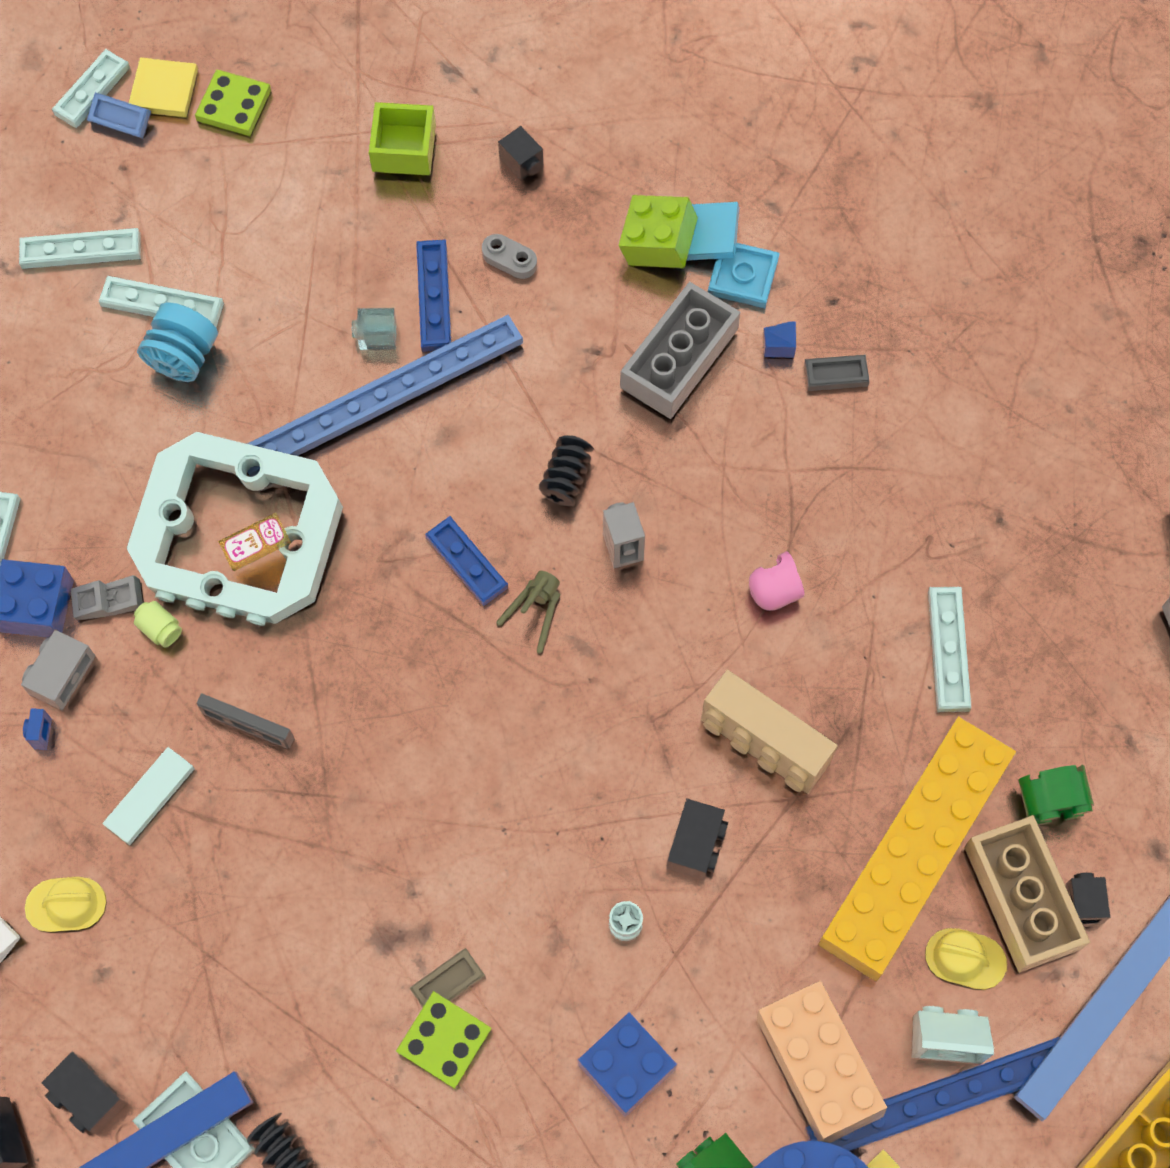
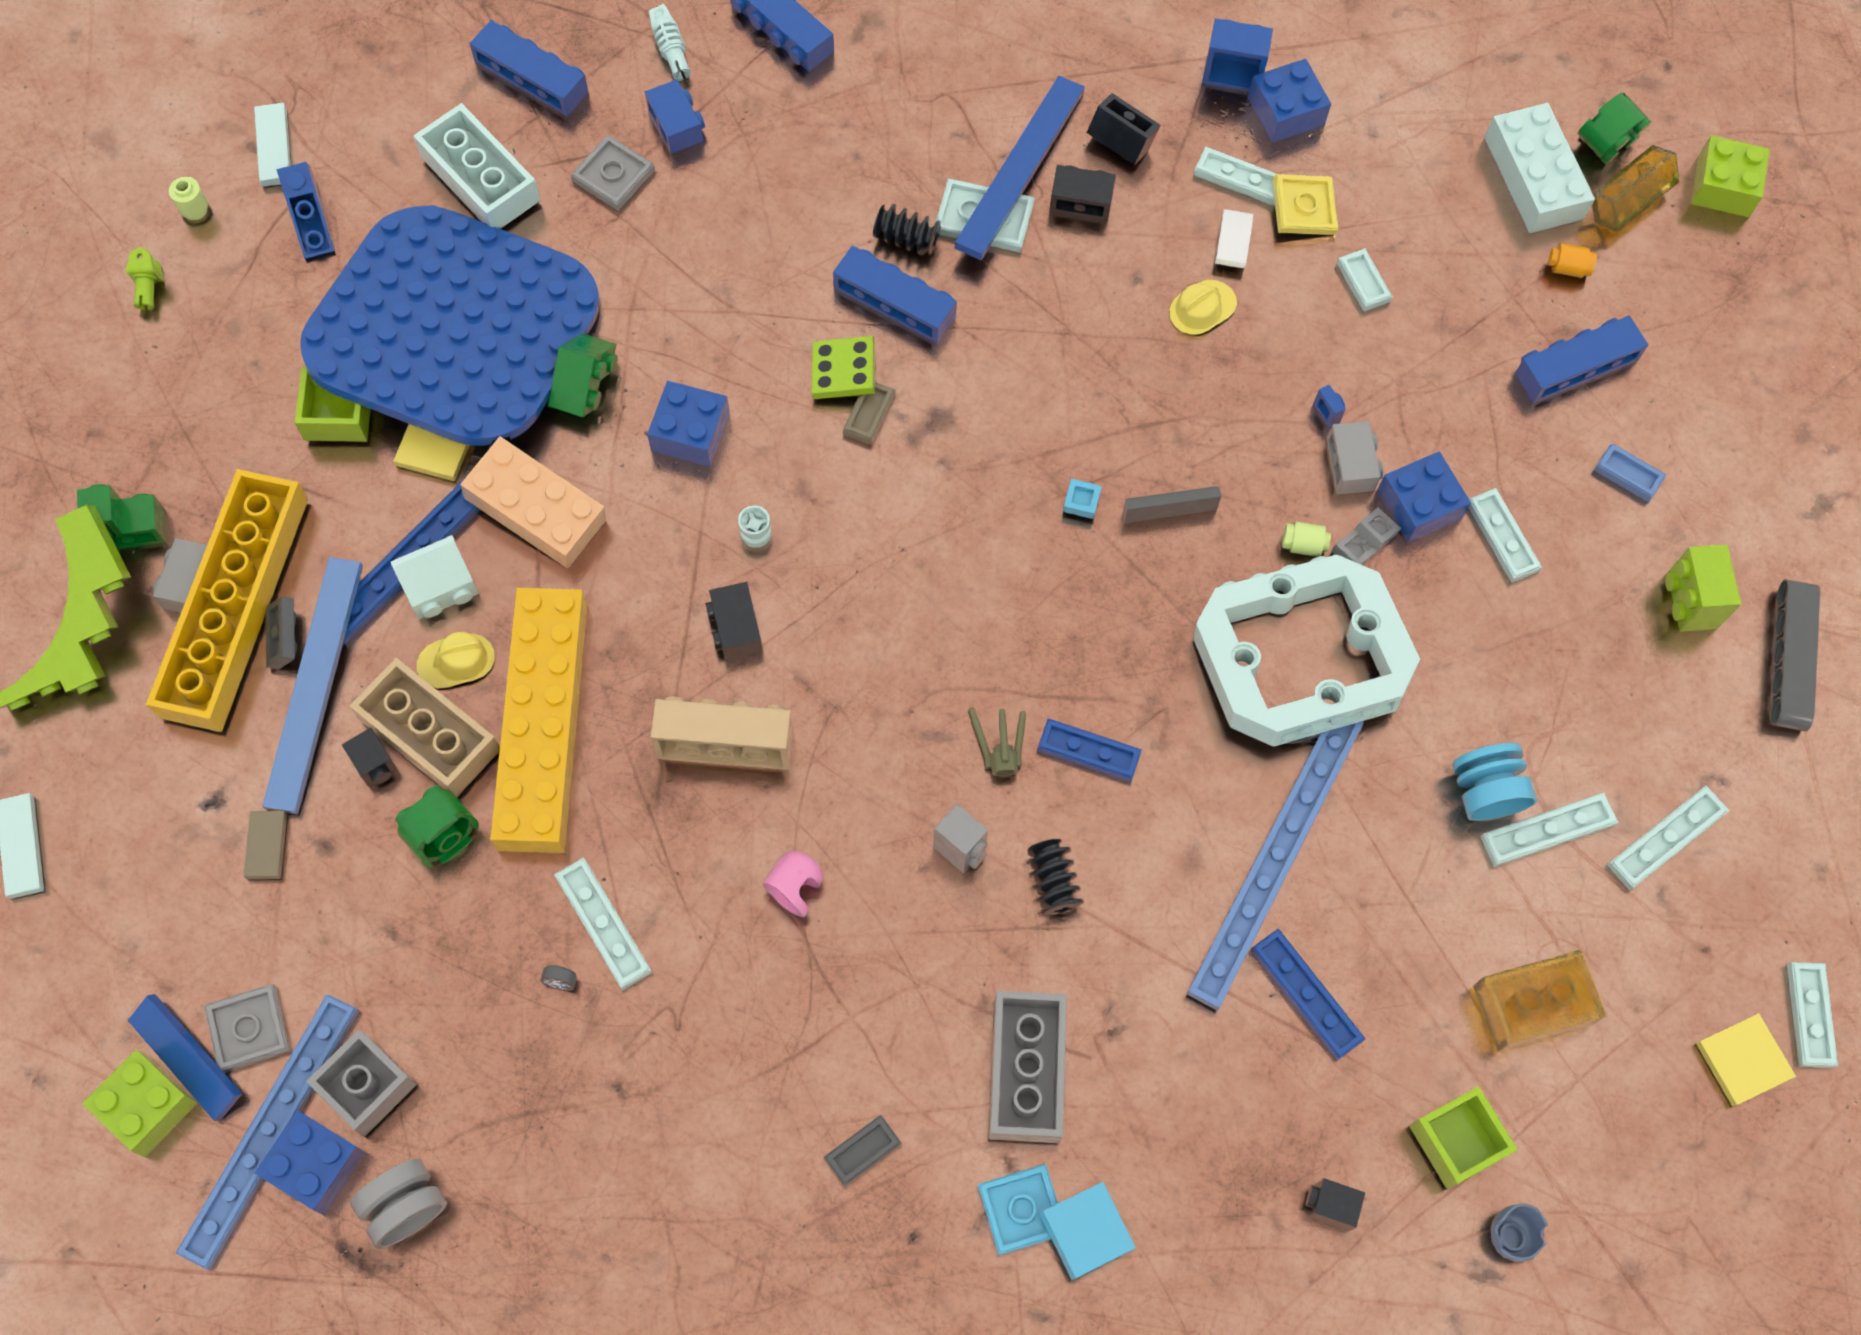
camera: 145 degrees right, 0 degrees up
(119, 115) = (1757, 997): medium blue tile -> none
(148, 796) = (1203, 412): light aqua tile -> none
(233, 102) = (1664, 1086): lime tile -> none
(254, 541) = (1274, 633): tile -> none
(275, 189) = (1539, 1000): none -> clear yellow brick
(317, 774) = (1082, 498): none -> medium azure plate
(343, 1091) = (895, 293): none -> blue brick
(375, 328) = (1332, 917): clear light blue brick -> none
(411, 72) = (1518, 1232): none -> sand blue hair
(507, 256) = (1266, 1082): light grey plate -> none
(658, 231) = (1133, 1189): lime piece -> none
(780, 340) = (939, 1149): blue slope -> none
(1008, 620) = (558, 978): none -> dark grey tile
(1121, 1075) = (280, 639): none -> dark grey plate

